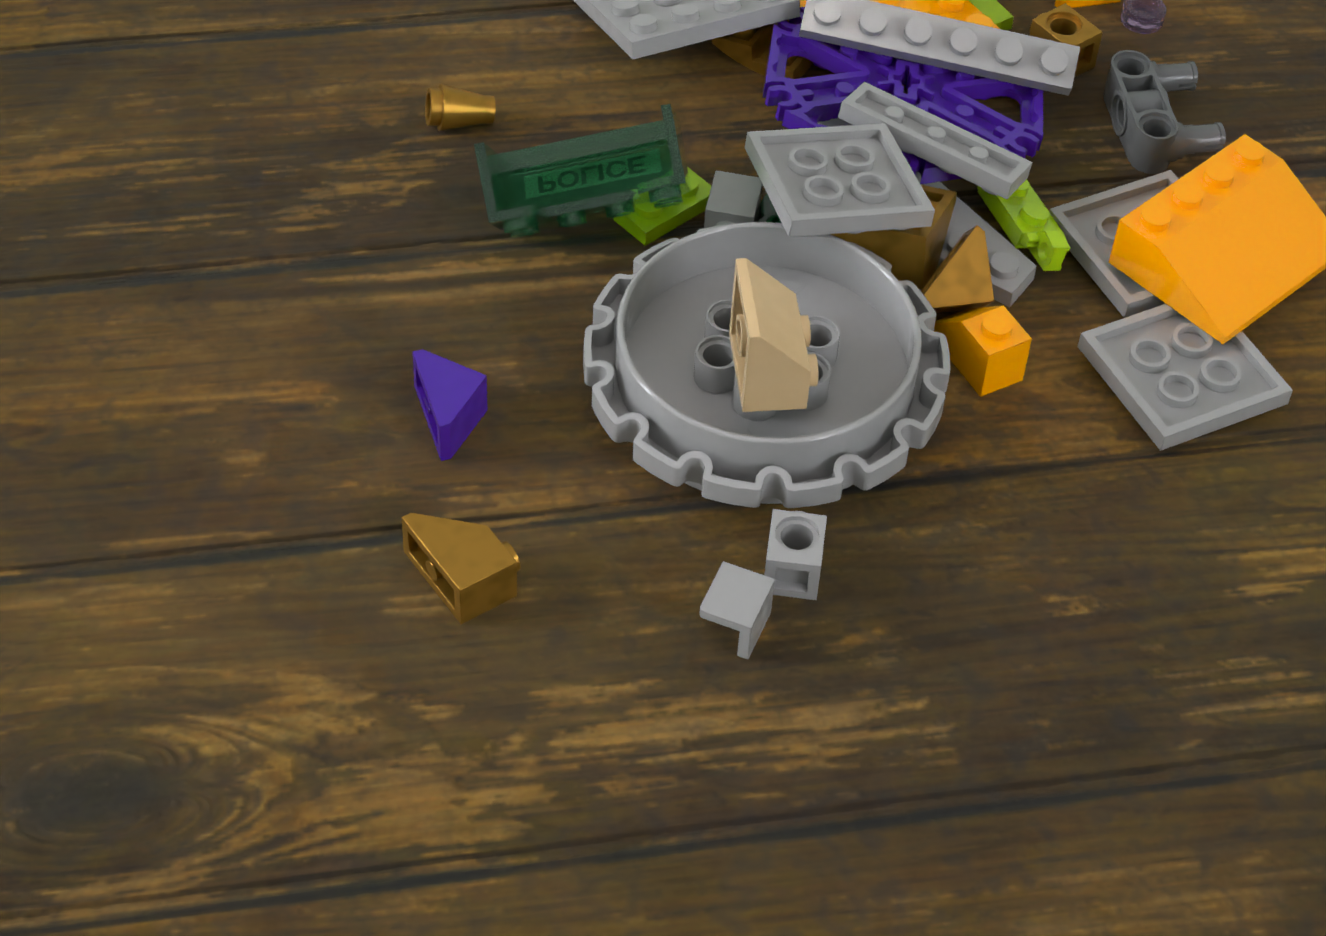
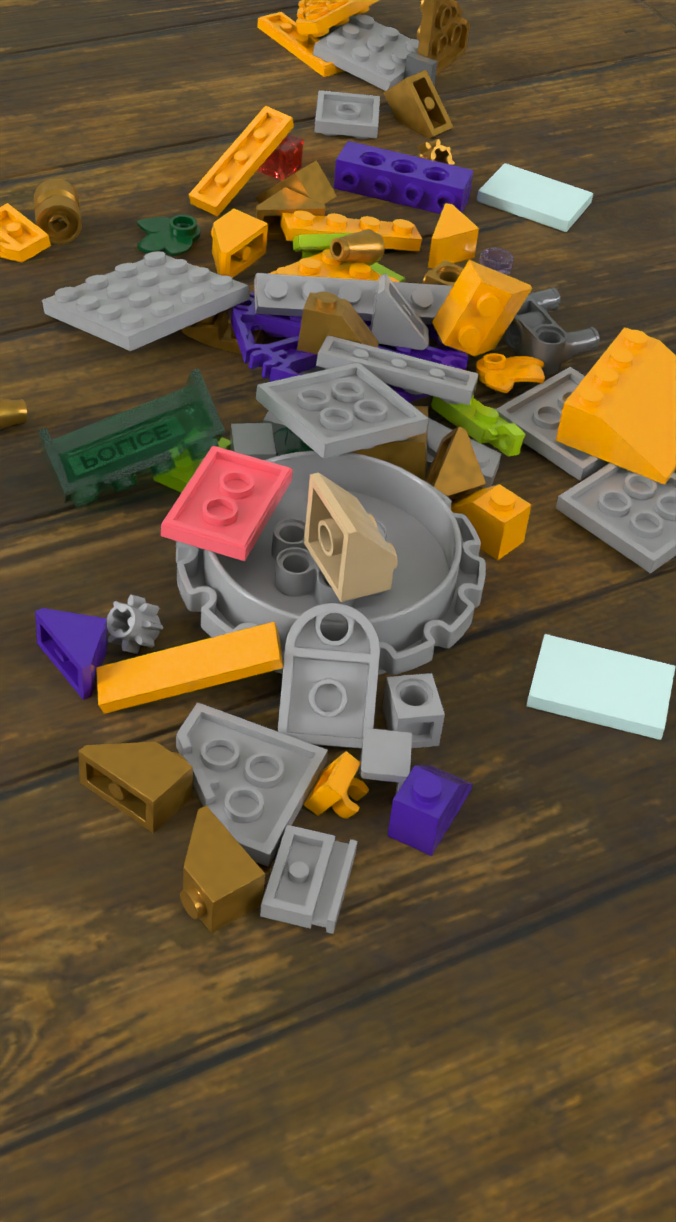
camera: 20 degrees left, 5 degrees down
(504, 685) = (219, 875): none -> pearl gold slope
(519, 387) = (133, 624): none -> light grey gear
(558, 450) = (189, 667): none -> light orange tile
(581, 589) = (249, 776): none -> light grey plate
(603, 713) = (308, 879): none -> light grey plate
(658, 269) = (227, 503): none -> coral tile
(670, 619) = (335, 785): none -> light orange tile
(703, 502) = (328, 683): none -> light grey tile
(767, 663) = (426, 807): none -> dark purple slope
(879, 61) = (332, 316): none -> pearl gold slope
(964, 74) = (395, 320): none -> light grey slope
(1036, 574) = (602, 686): none -> light aqua tile
(1074, 79) = (479, 309): none -> light orange slope
(1081, 159) = (502, 372): none -> light orange plate

